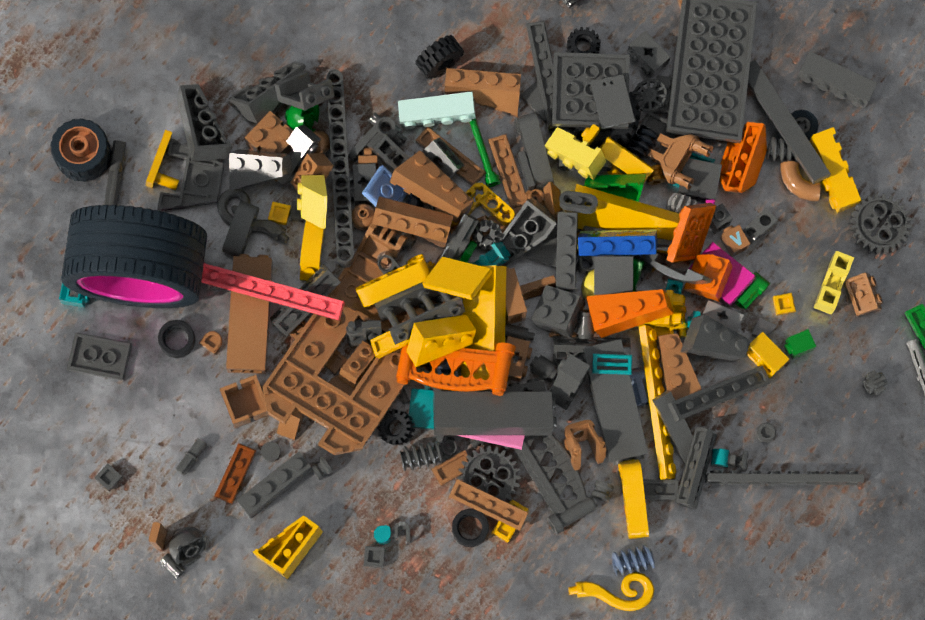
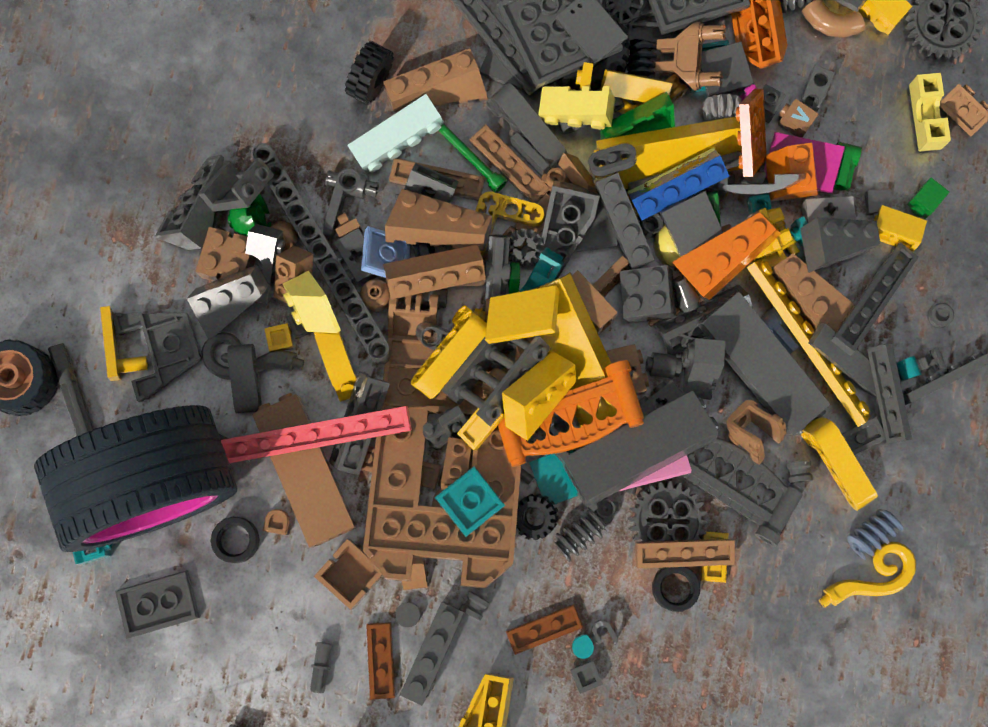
camera: 20 degrees left, 5 degrees up
(201, 129) = (142, 287): dark grey wedge -> none
(354, 390) = (469, 501): none -> teal tile
(362, 510) = (544, 629): none -> dark orange tile
(387, 150) = (365, 207): dark grey brick -> none
(448, 469) = (617, 531): medium nougat tile -> none
(518, 332) = (616, 339): dark grey cylinder -> none
(613, 364) = (725, 333): teal tile -> none
(784, 304) = (885, 163): yellow tile -> none

